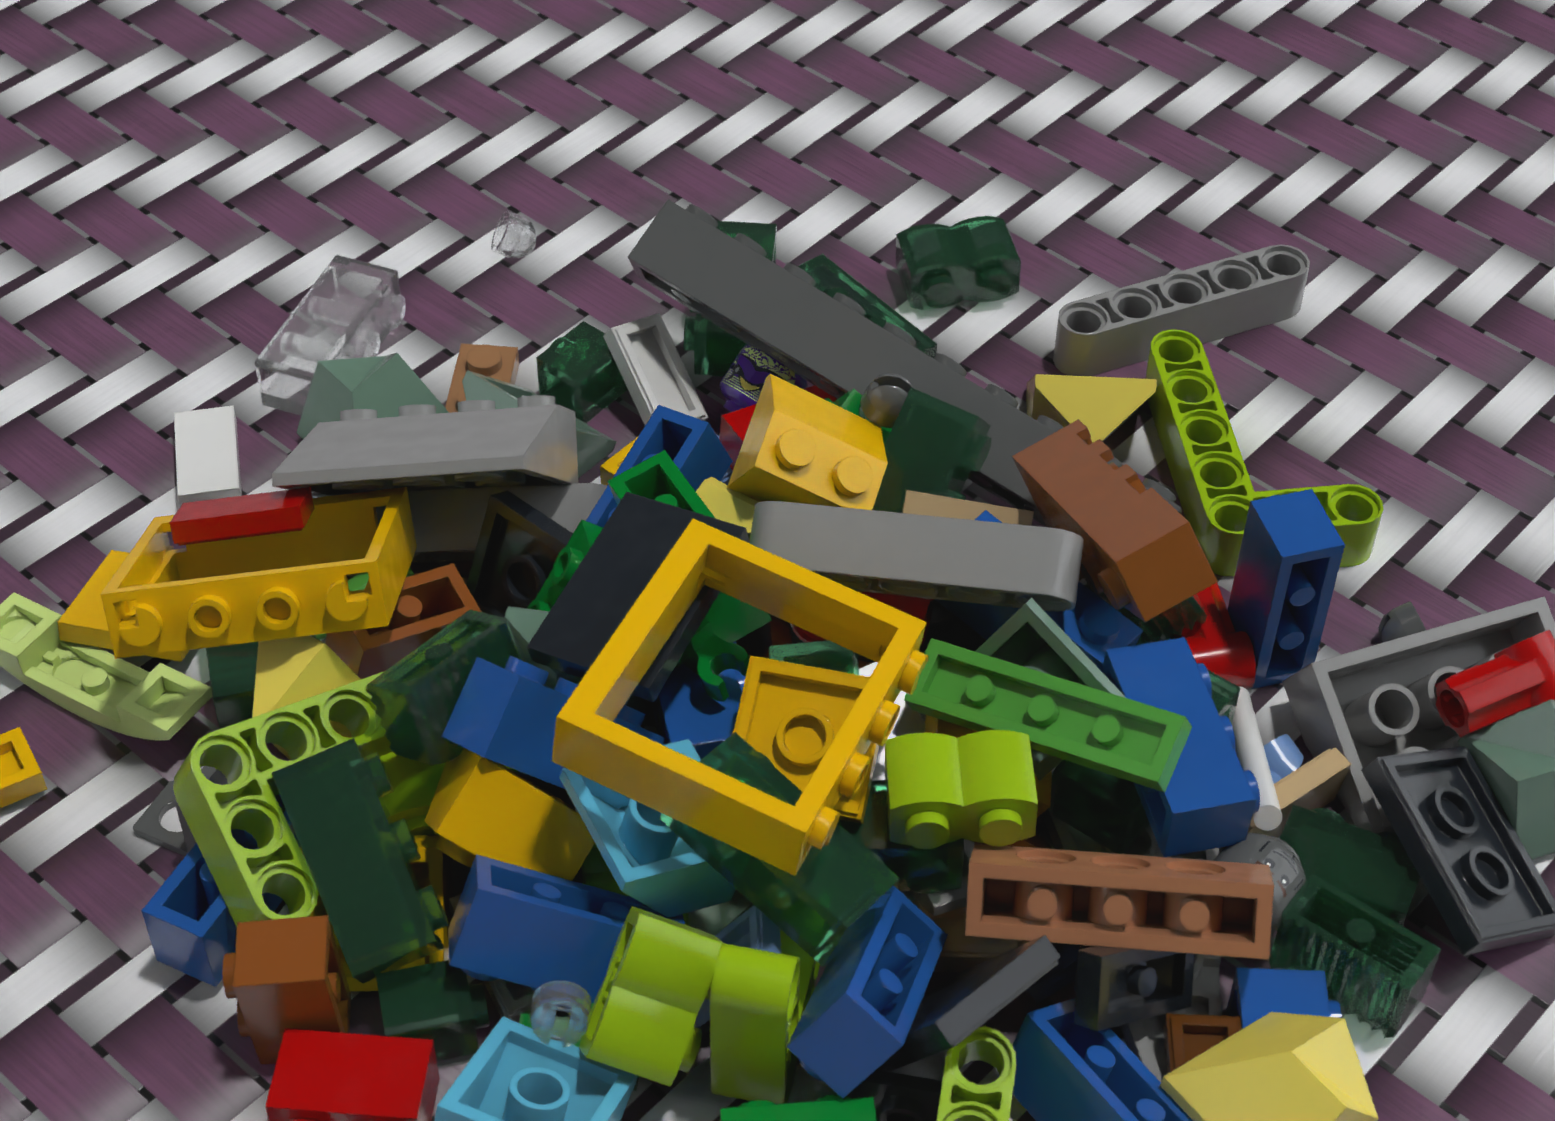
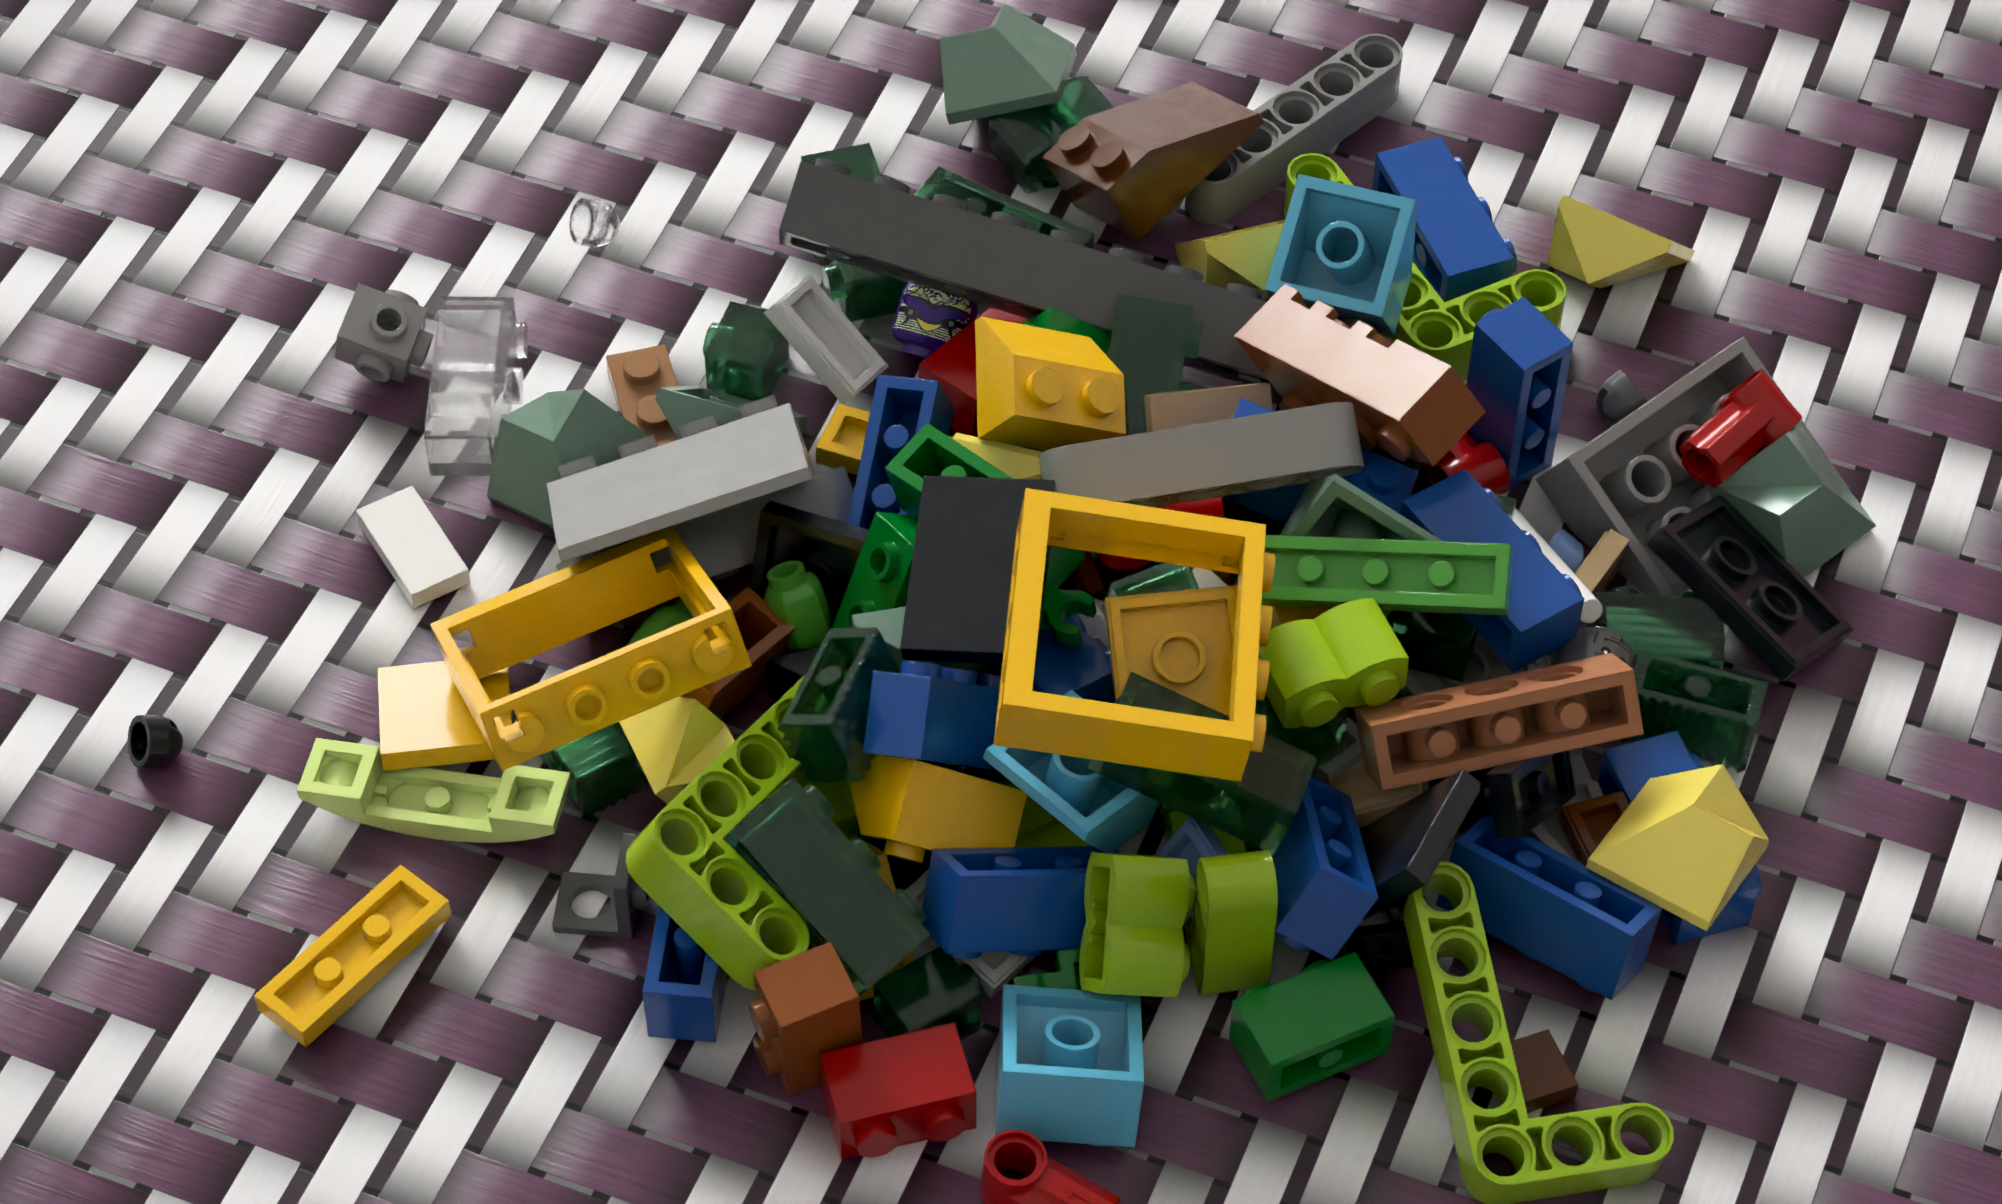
camera: 20 degrees left, 5 degrees up
(242, 516) = (537, 599): red tile -> none
(272, 272) = (383, 334): none -> light grey brick
(496, 583) = (800, 602): none -> bright green plant
(563, 997) = (1047, 969): clear hinge -> none
(885, 398) = (1090, 309): dark grey hinge -> none
(928, 190) = (1004, 67): none -> sand green slope
(1018, 294) = (1147, 154): none -> reddish brown slope
(1165, 413) = (1347, 250): none -> medium azure slope
(1288, 419) = (1454, 228): none -> blue brick
(1446, 489) = (1607, 248): none -> light yellow slope

